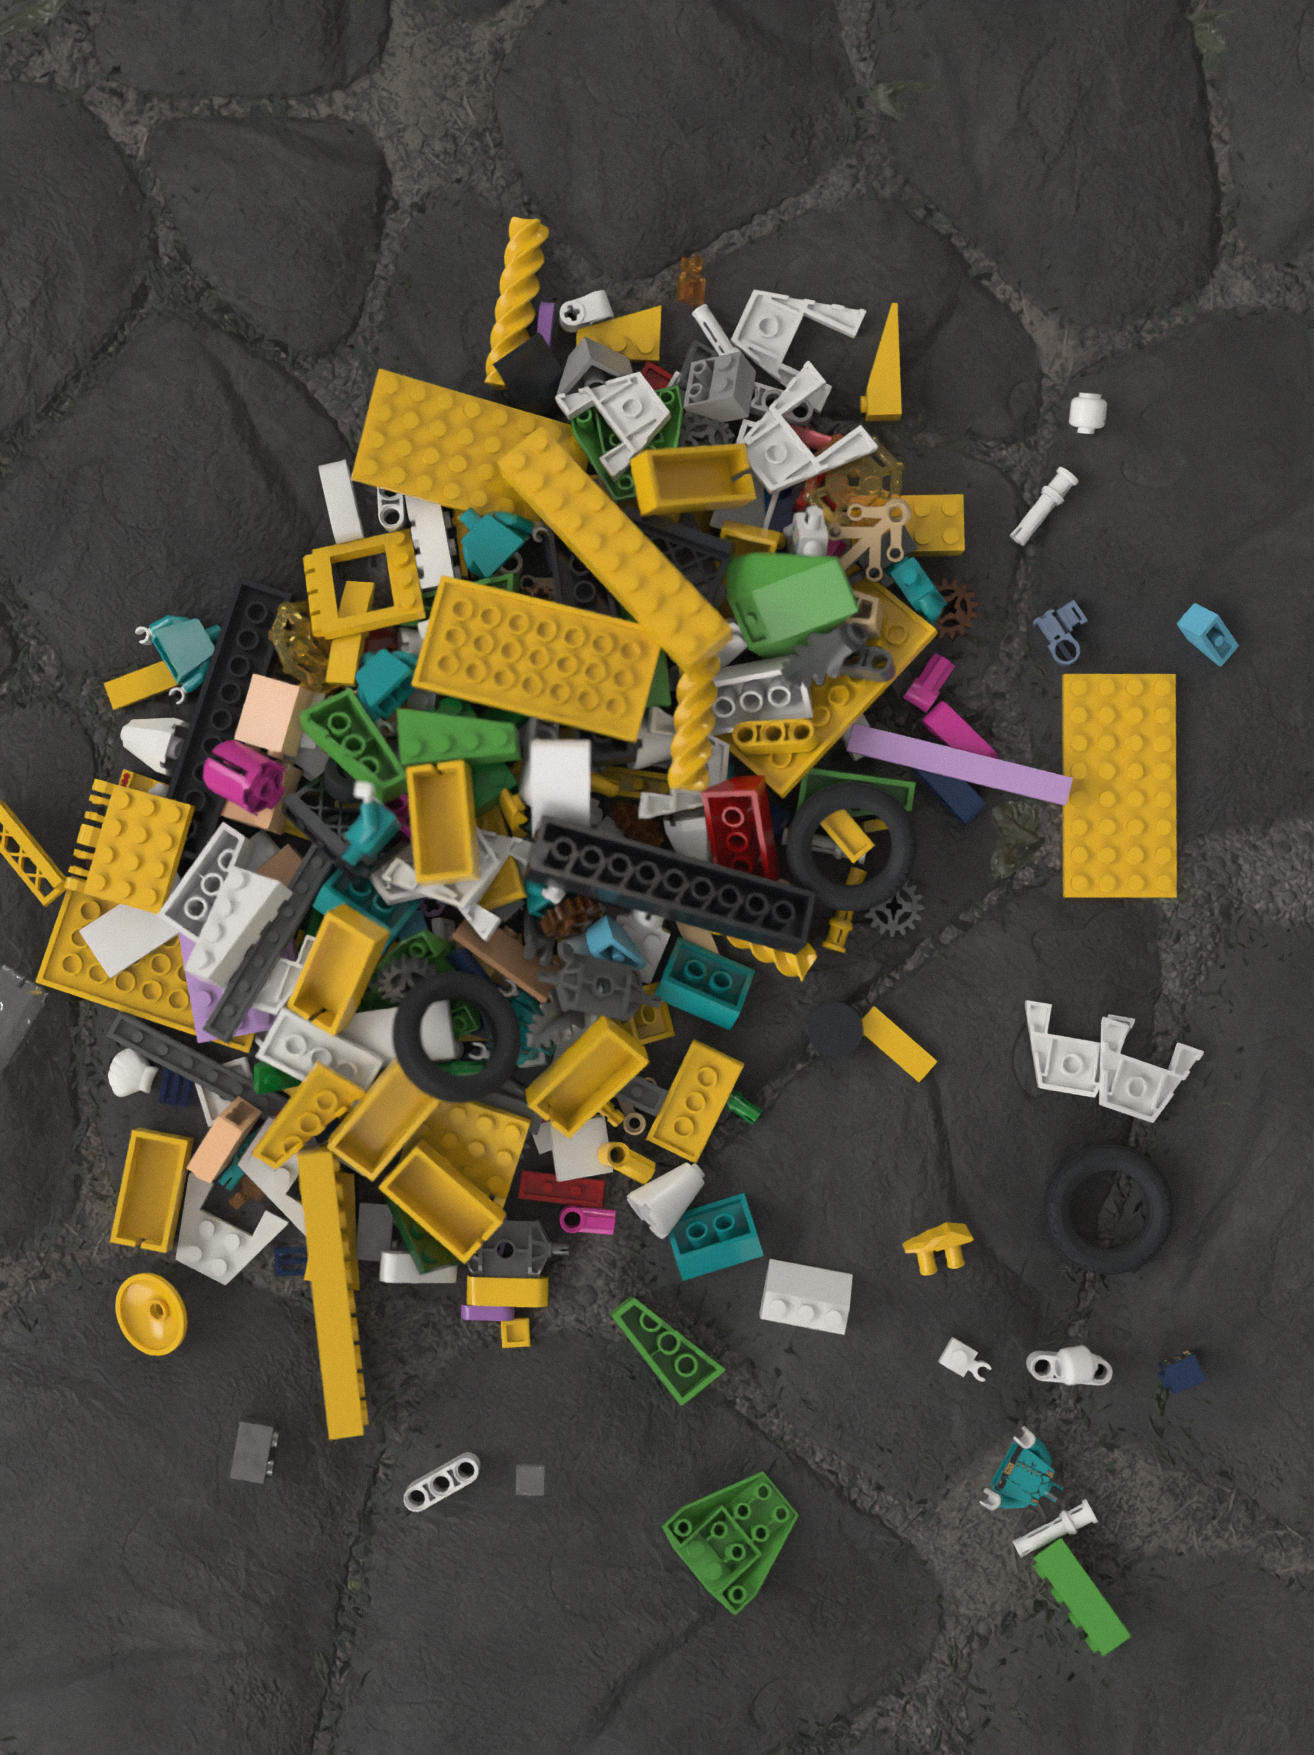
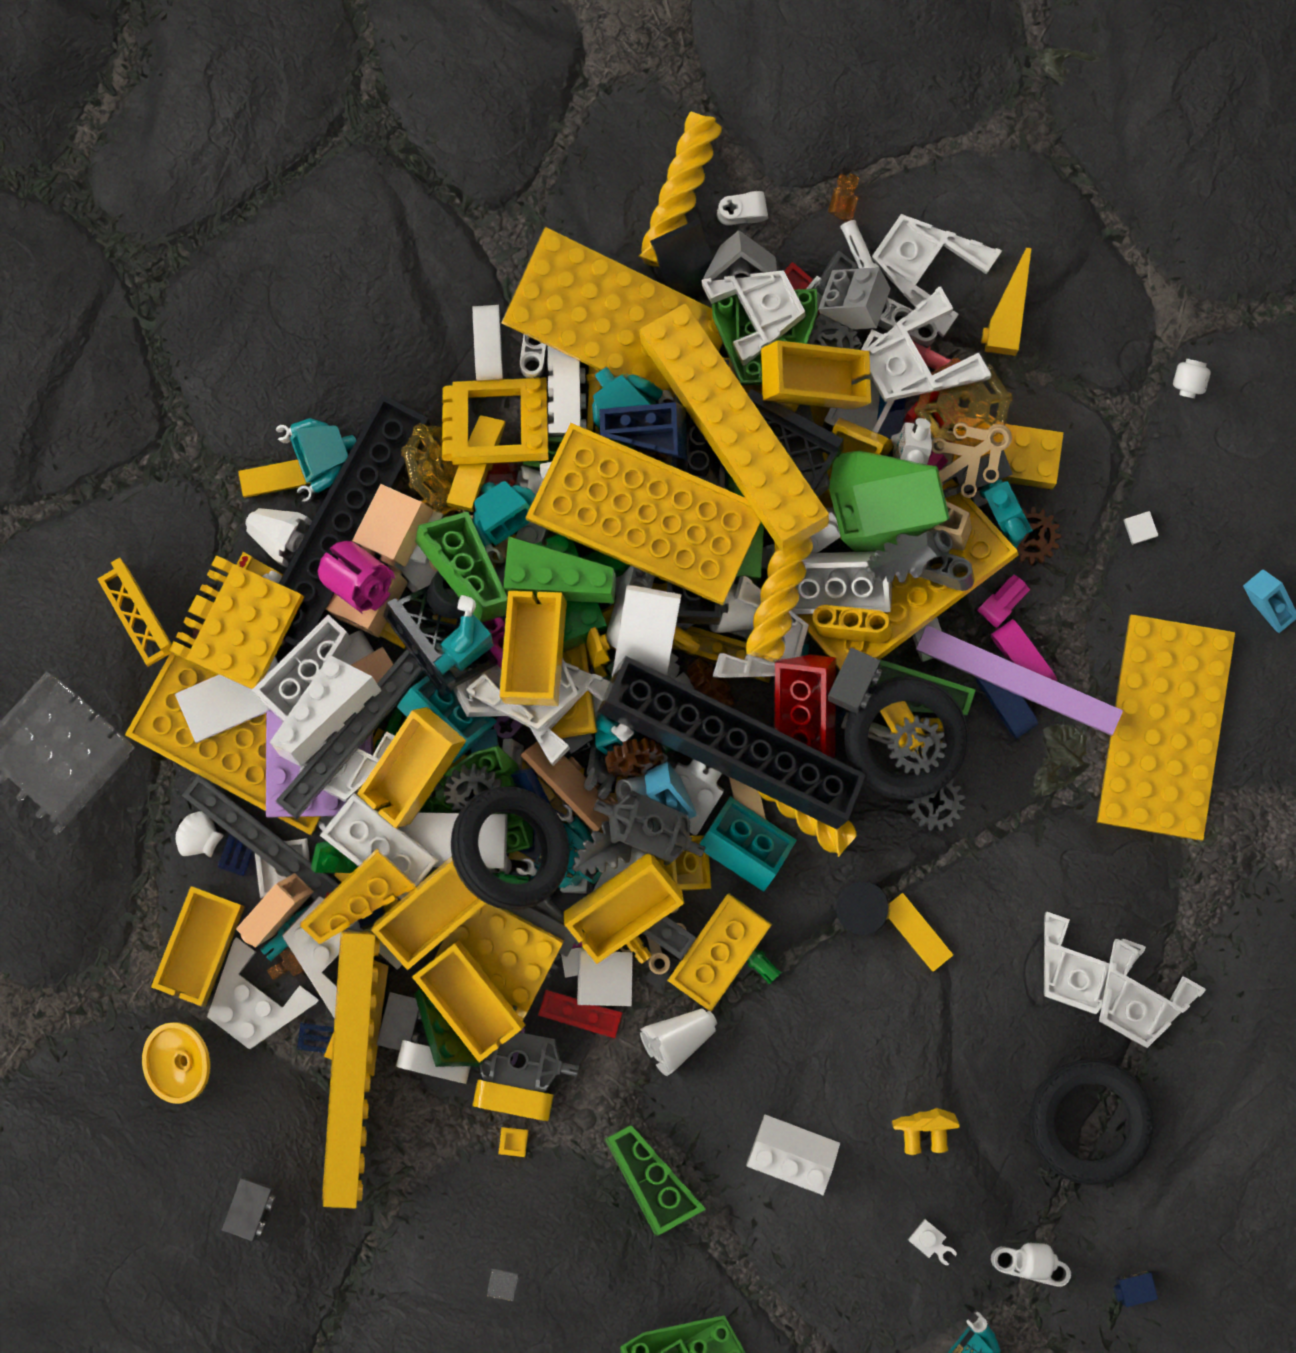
camera: 10 degrees right, 5 degrees down
(432, 1491) = (409, 1280): white beam -> none
(487, 1313) = (490, 1117): medium lavender beam -> none
(524, 565) = (648, 427): none -> dark blue wedge
(546, 321) = (705, 209): medium lavender beam -> none
(591, 1220) = (603, 1047): dark pink piece -> none
(627, 1162) = (647, 998): yellow piece -> none
(630, 335) = (782, 237): yellow wing -> none
(689, 834) = (757, 701): white cone -> none
(714, 1237) = (716, 1084): teal slope -> none
(788, 798) = (855, 680): none -> dark grey brick
(841, 923) = (884, 811): yellow pin -> none
(853, 861) = (928, 739): none -> dark grey gear
(1051, 496) = (1145, 449): white pin -> none
(1058, 626) = (1133, 569): sand blue piece -> none
(1059, 580) = (1140, 528): none -> white tile

